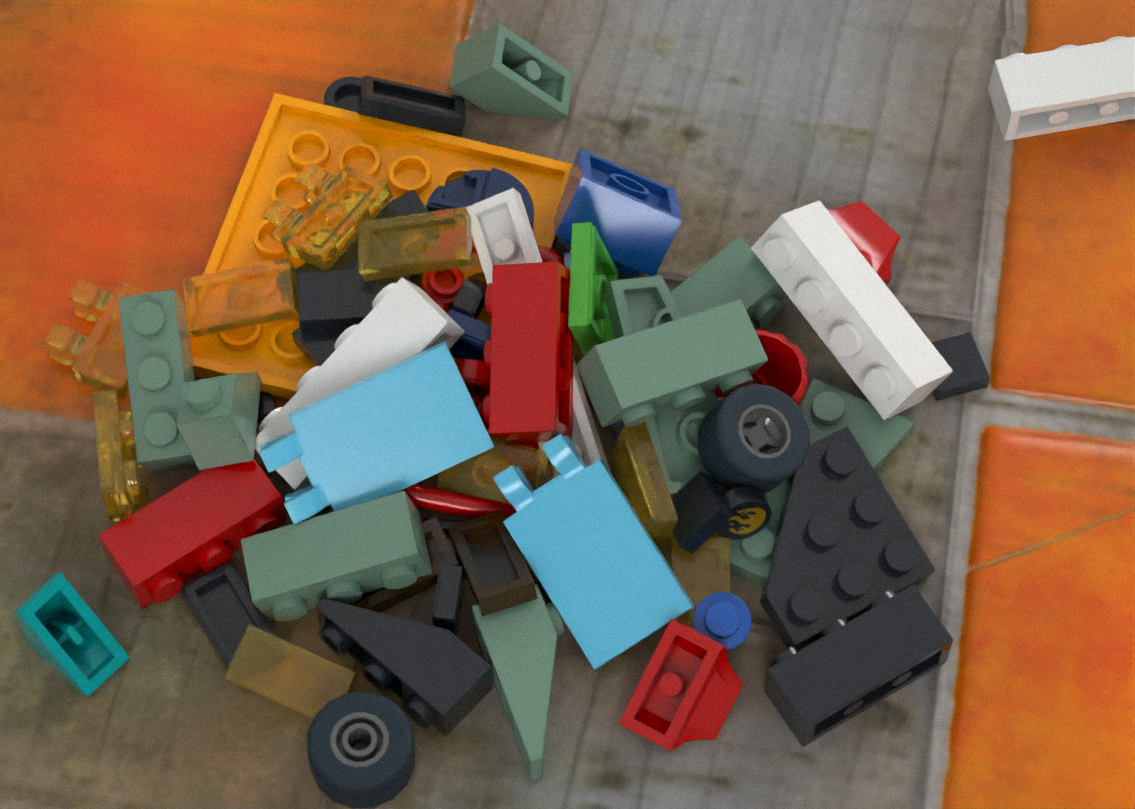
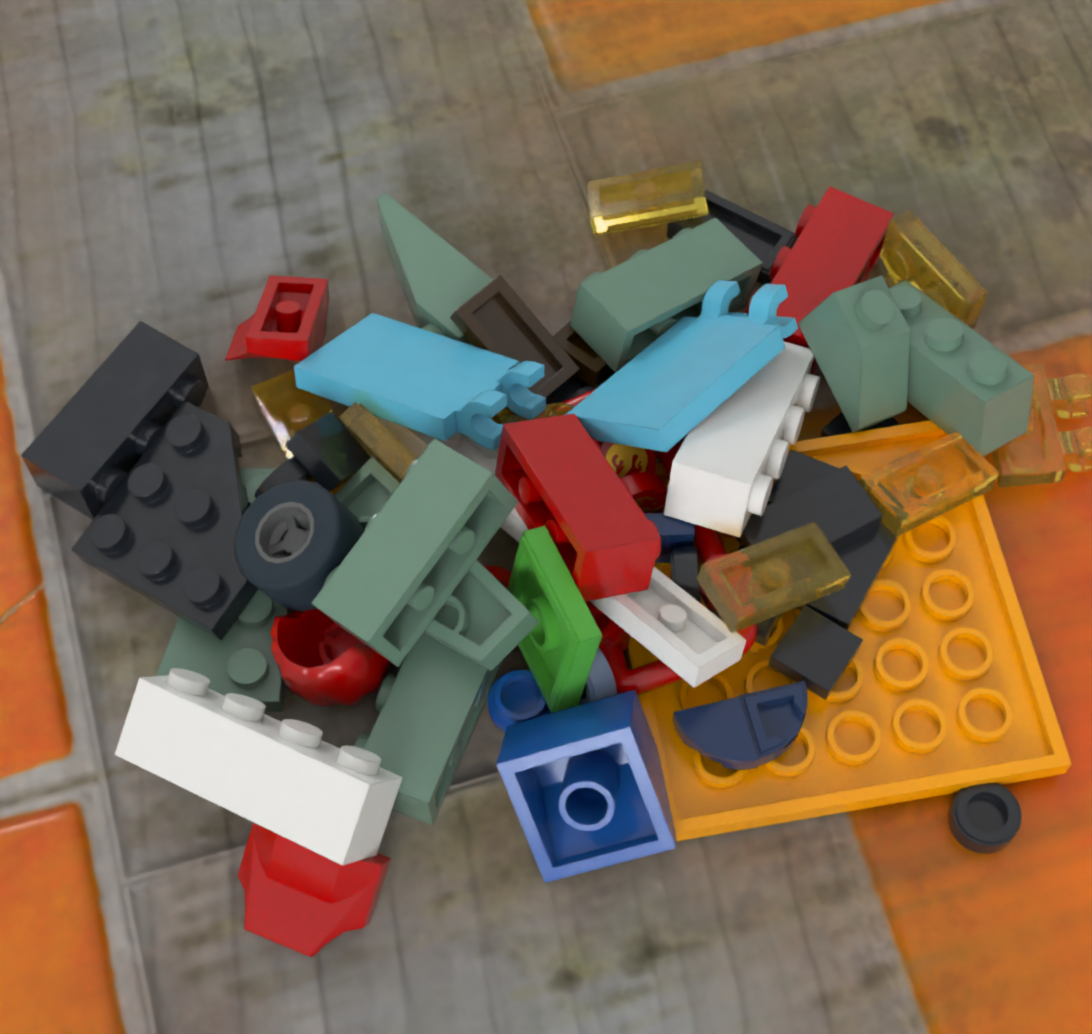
camera: 155 degrees right, 0 degrees up
(70, 635) = (859, 151): teal slope -> none
(333, 214) = (886, 601): clear yellow plate -> none
(364, 772) = (547, 168): black wheel -> none
(411, 105) = (906, 818): black tile -> none
(417, 661) = (546, 250): black slope -> none
(448, 598) = (541, 302): black tile -> none
(510, 76) = (815, 923): sand green slope -> none
(723, 619) = (265, 389): blue plate -> none
(967, 366) = (126, 798): black tile -> none

